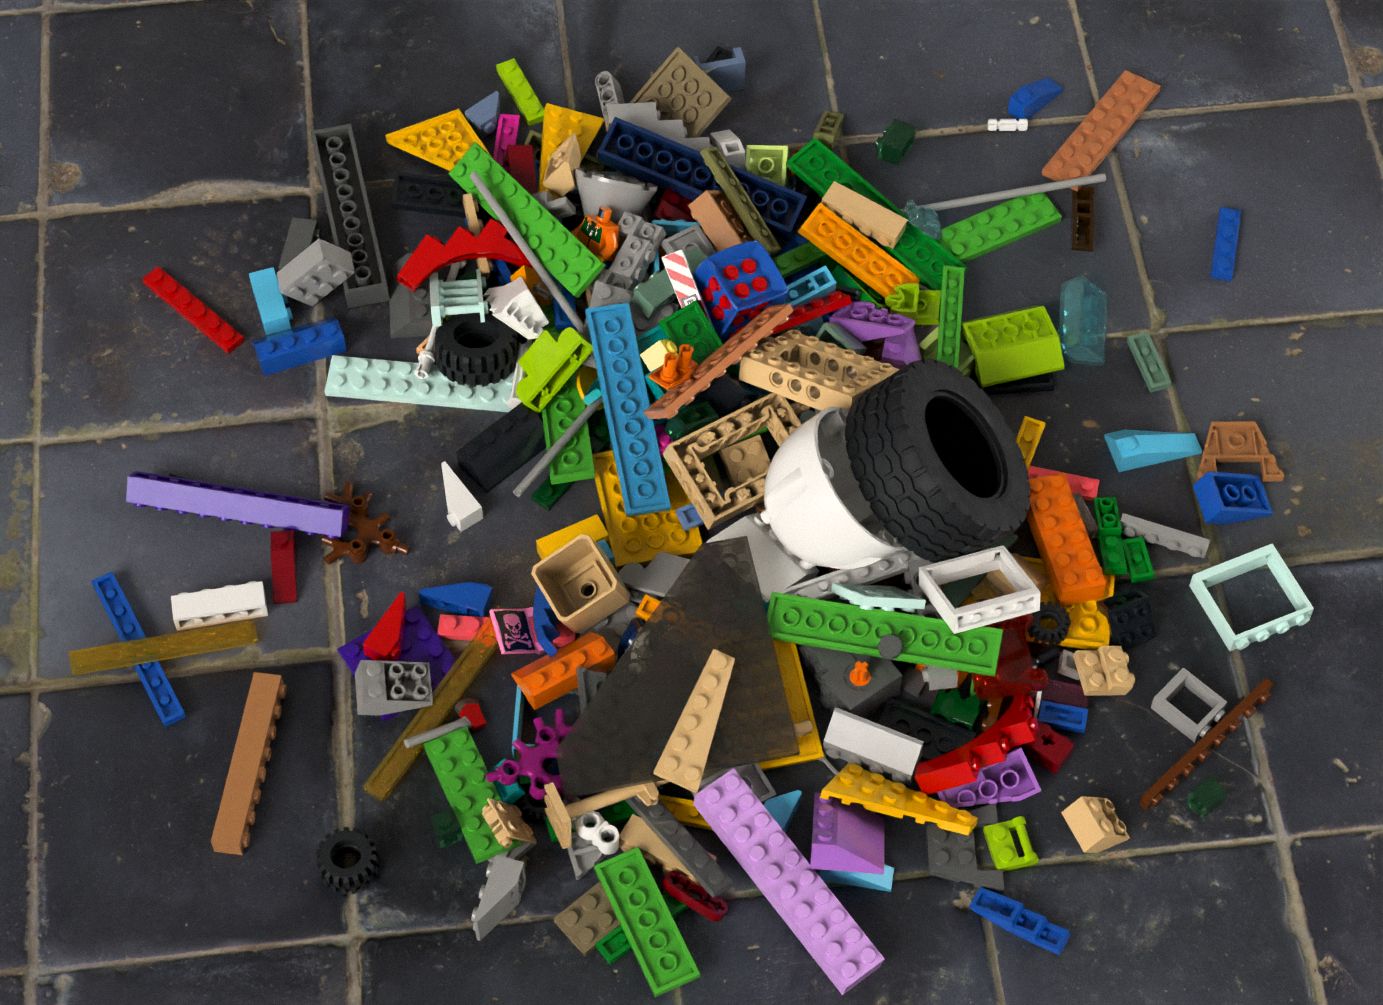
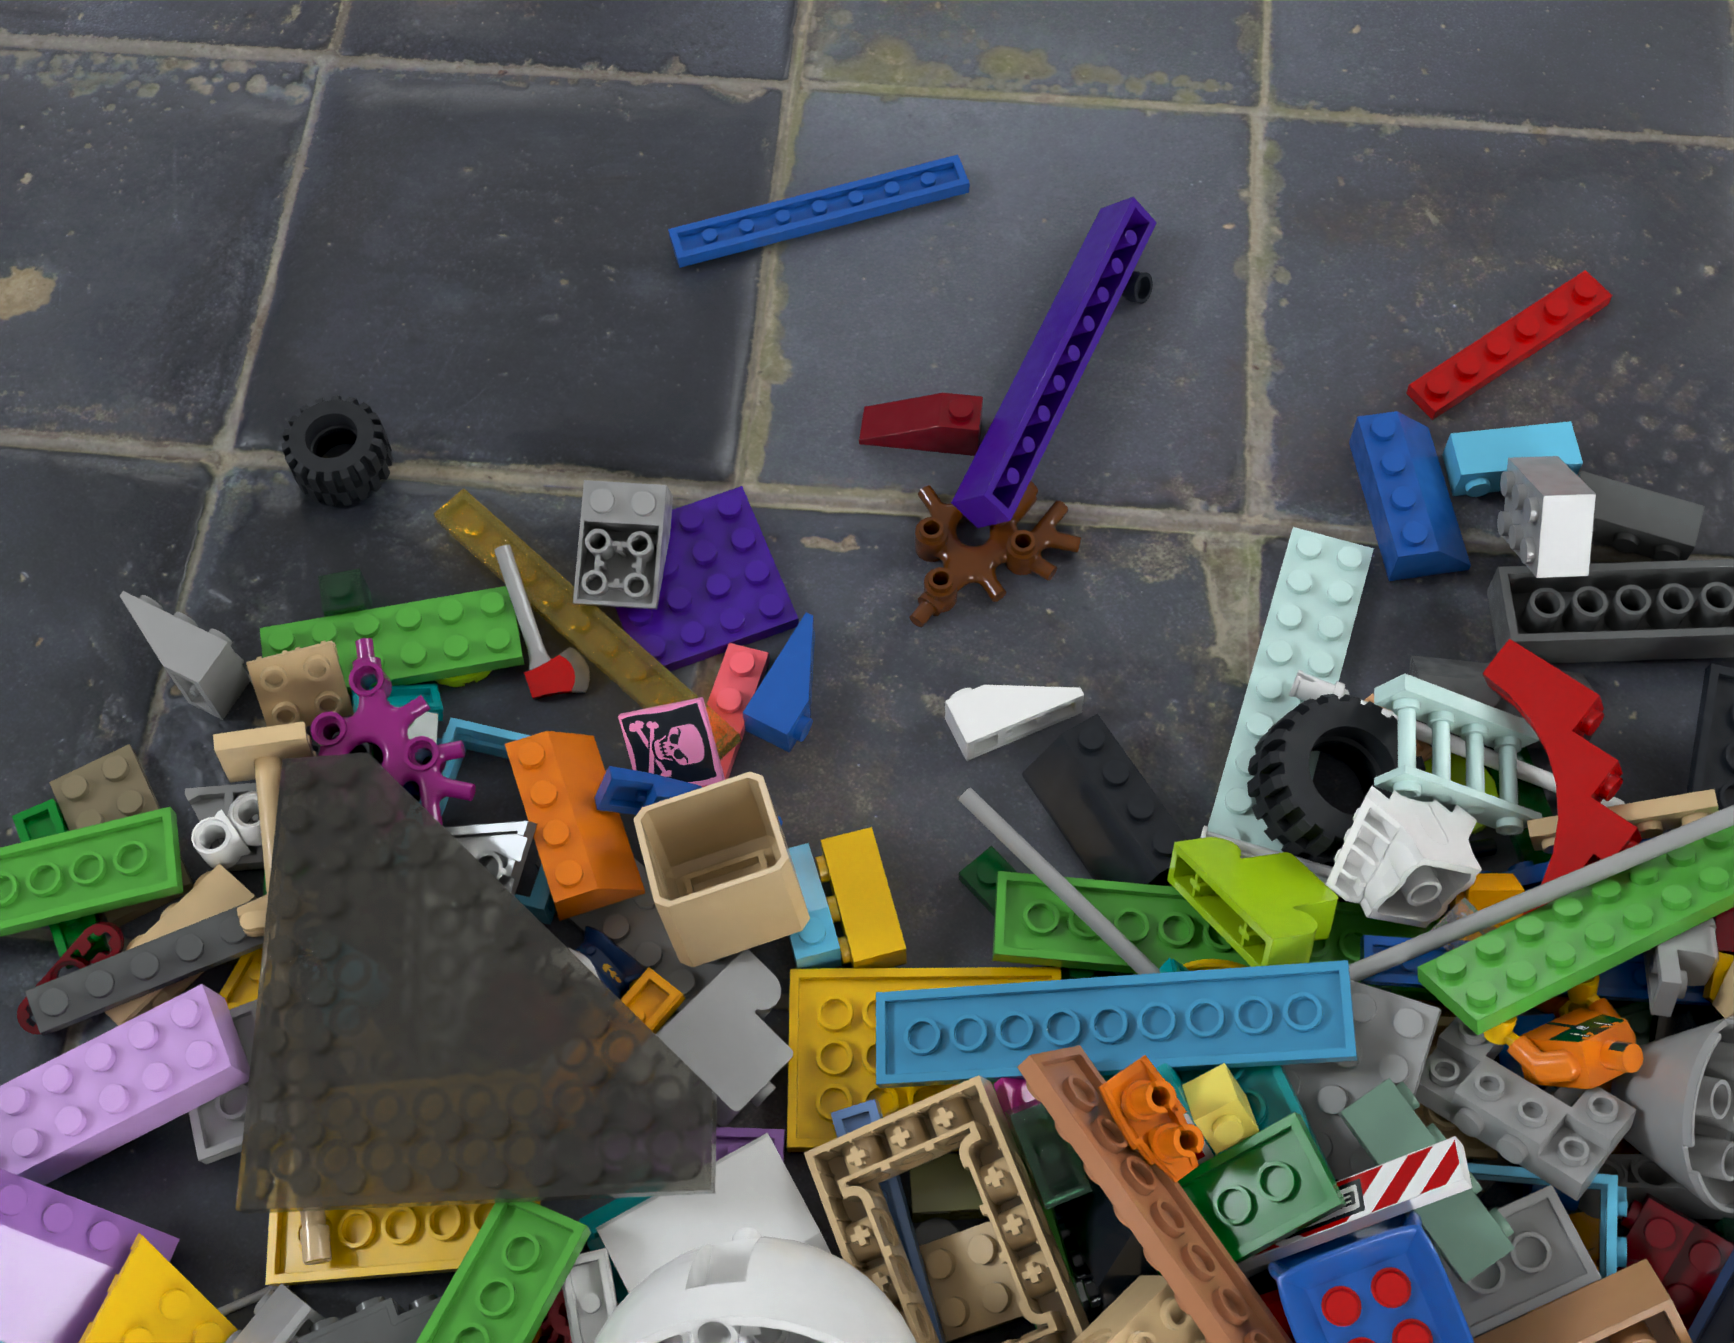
camera: 105 degrees right, 5 degrees up
(162, 647) = (803, 240): clear yellow plate -> none
(219, 605) = (868, 325): white brick -> none
(248, 764) = (565, 337): medium nougat brick -> none
(386, 638) = (733, 555): red slope -> none
(691, 740) = (309, 996): tan wing -> none
(784, 808) = (172, 1163): medium azure slope -> none

